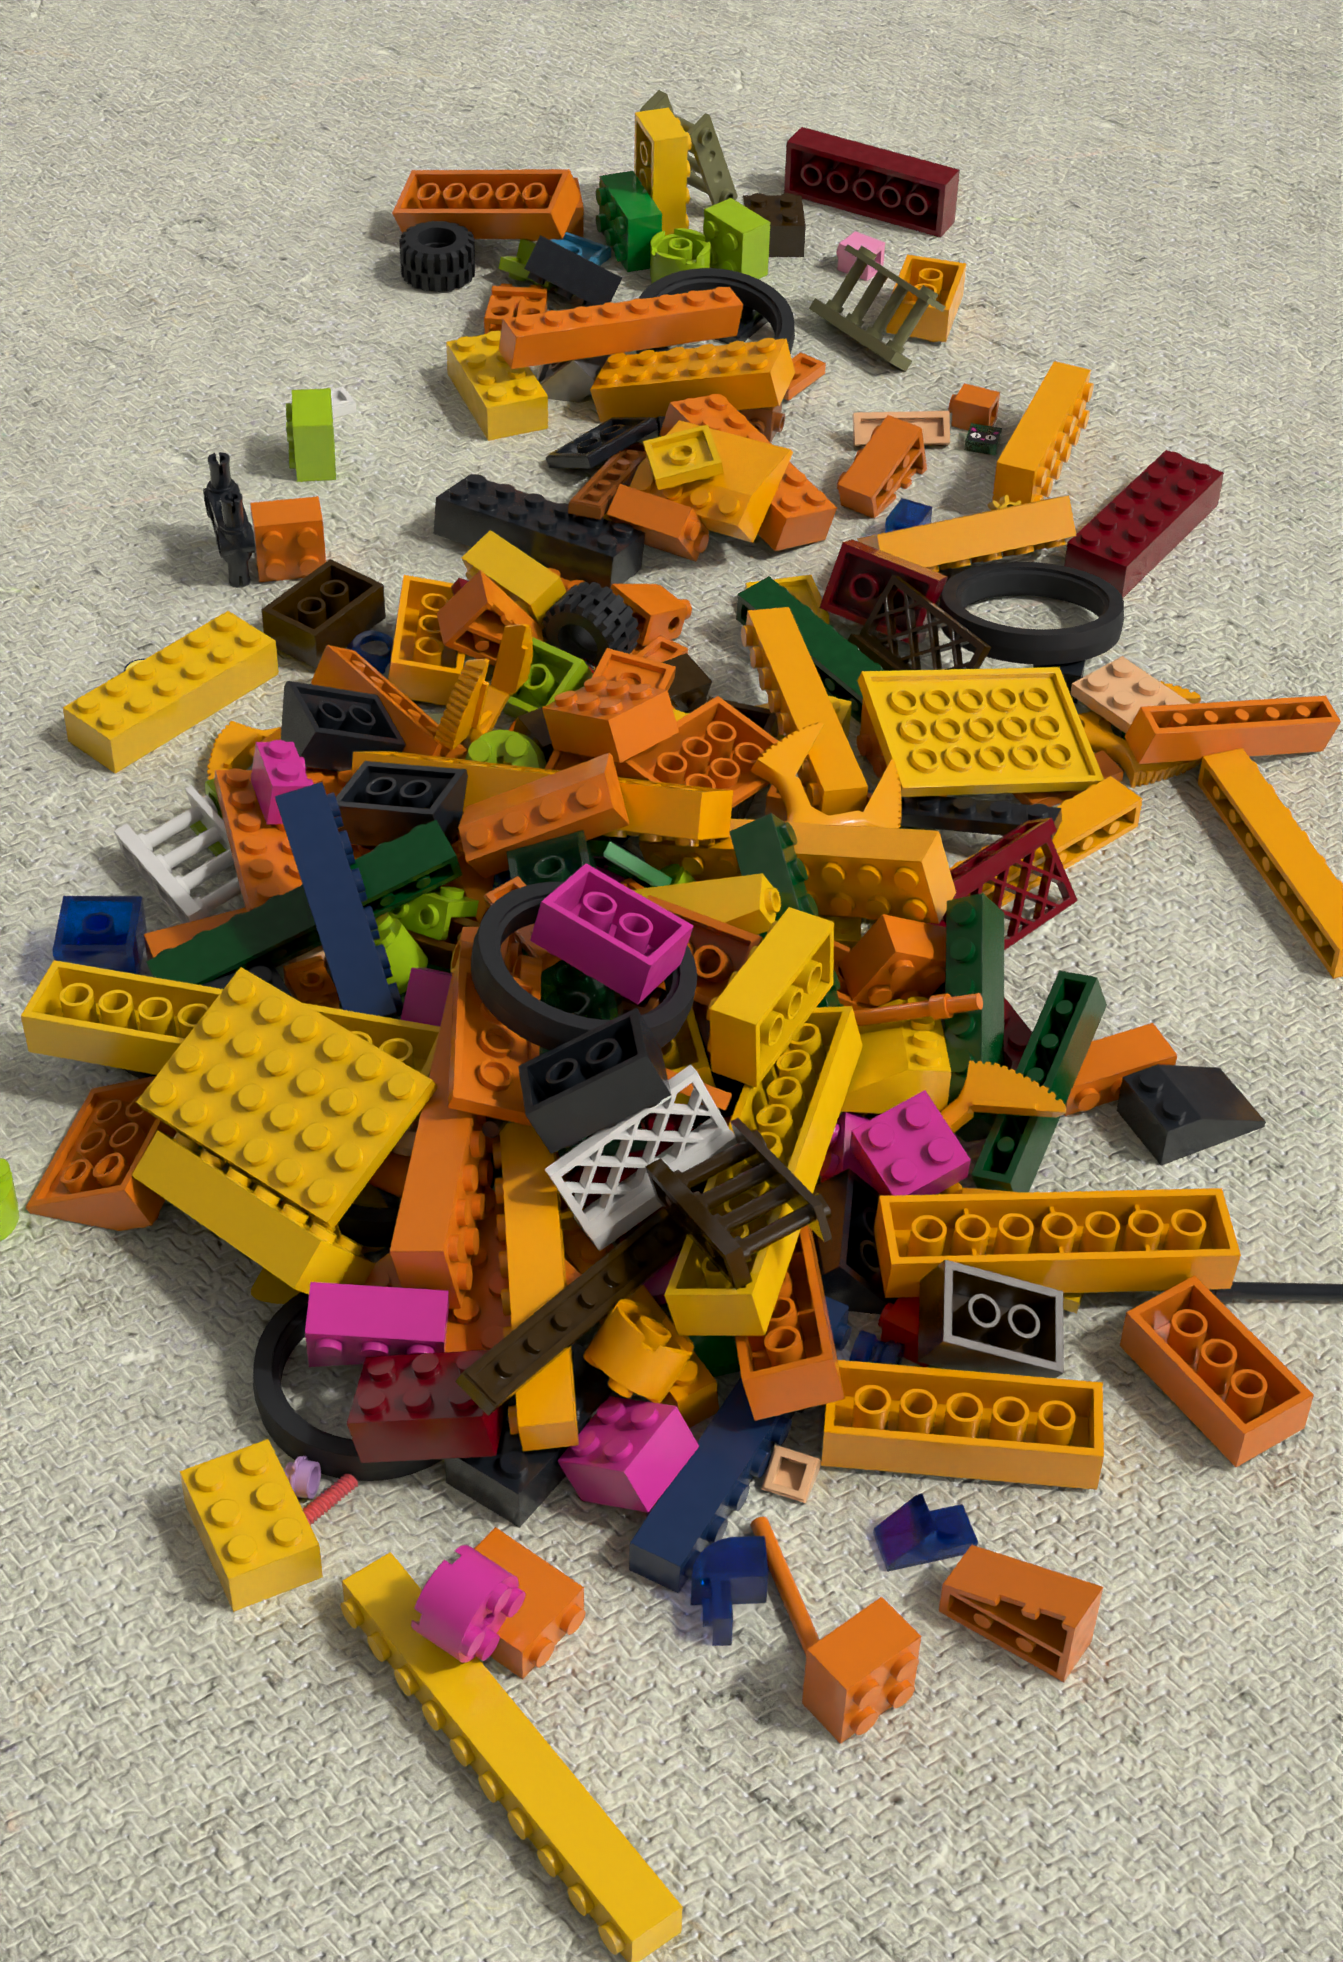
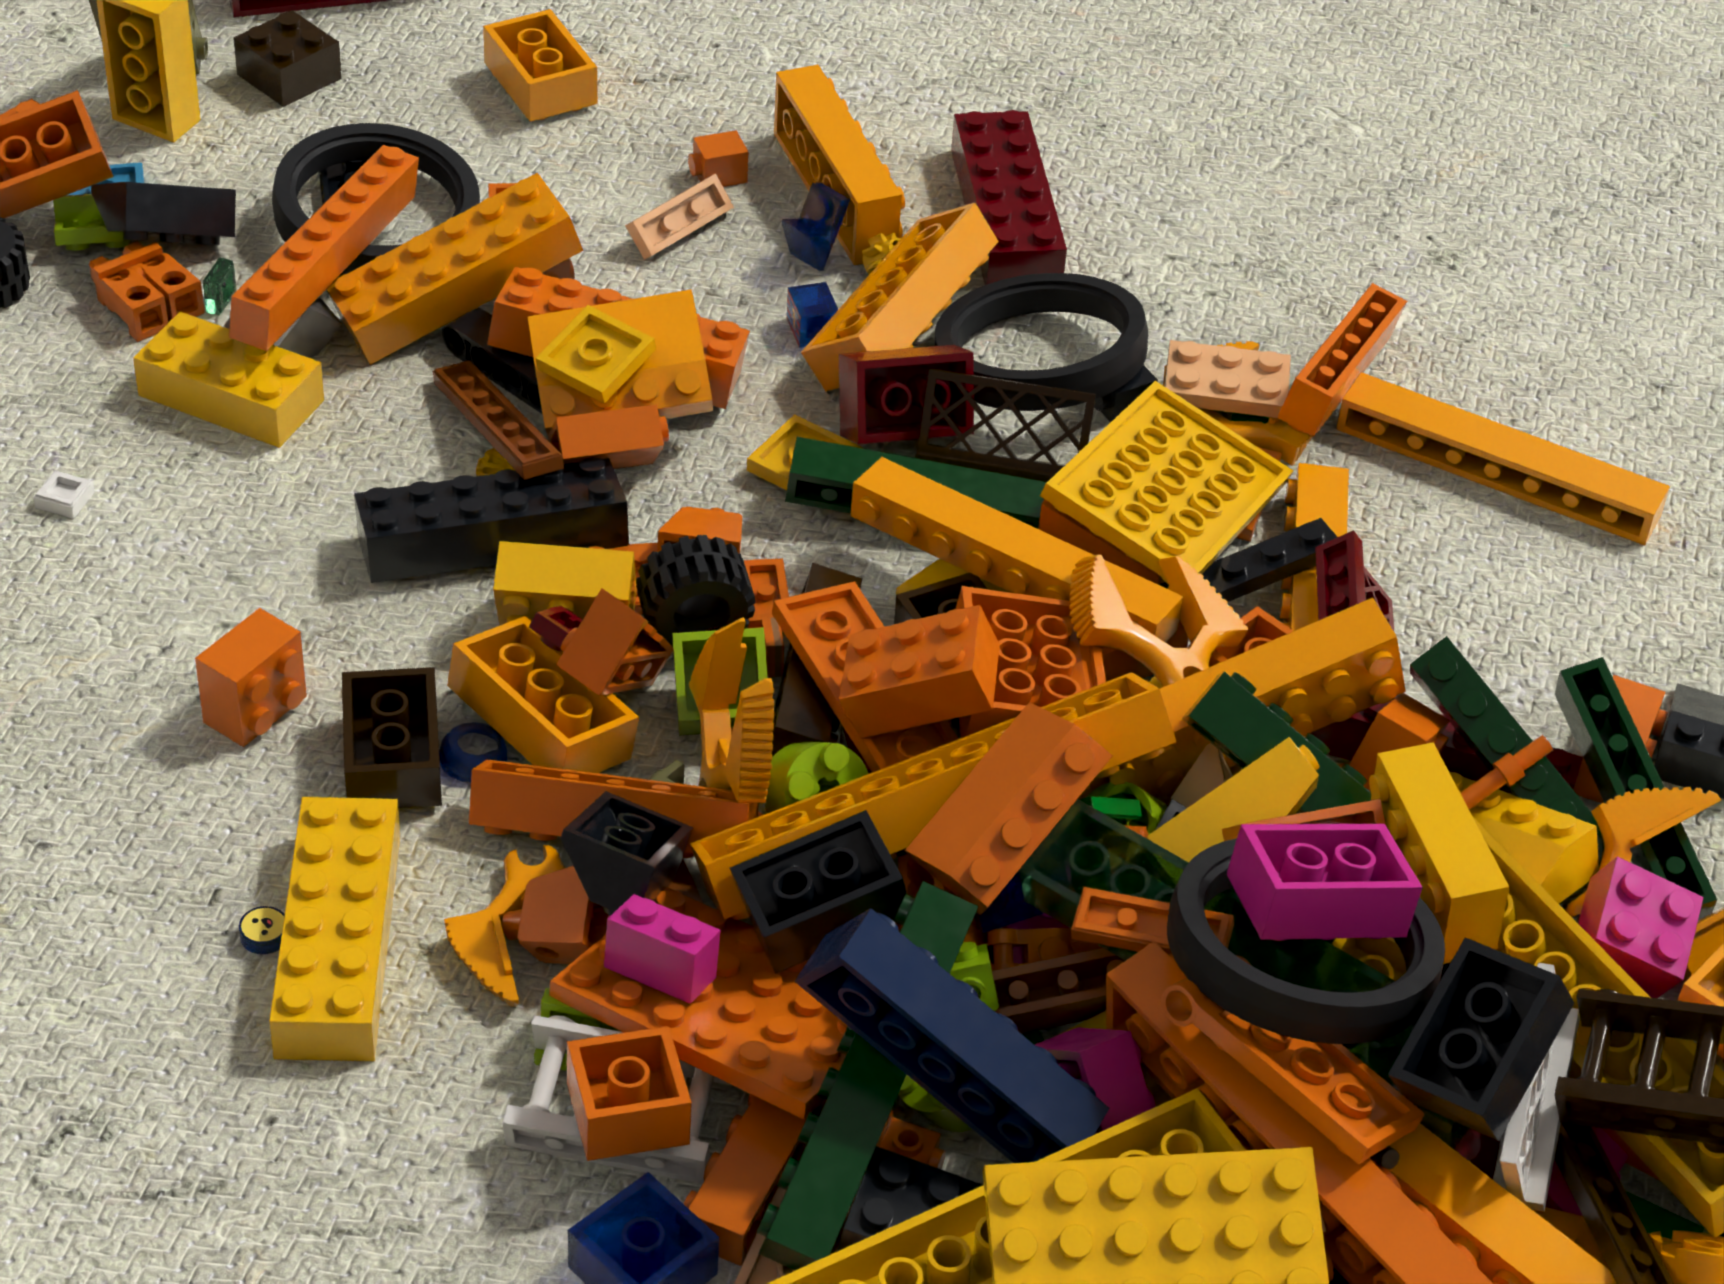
camera: 45 degrees left, 0 degrees up
(174, 846) = (628, 1093): none -> orange brick
(229, 520) = (177, 692): black piece -> none
(311, 435) = (120, 542): lime brick -> none
(601, 442) = (420, 386): black tile -> none
(627, 218) = (147, 121): green brick -> none
(678, 252) = (246, 142): lime brick -> none
(737, 238) = (285, 92): lime brick -> none
(853, 322) = (498, 126): olive fence -> none
(856, 239) = (410, 50): bright pink brick -> none
(883, 467) = (725, 264): orange wedge -> none
(971, 474) = (816, 229): none -> clear blue slope
(983, 439) = (756, 188): clear green tile -> none

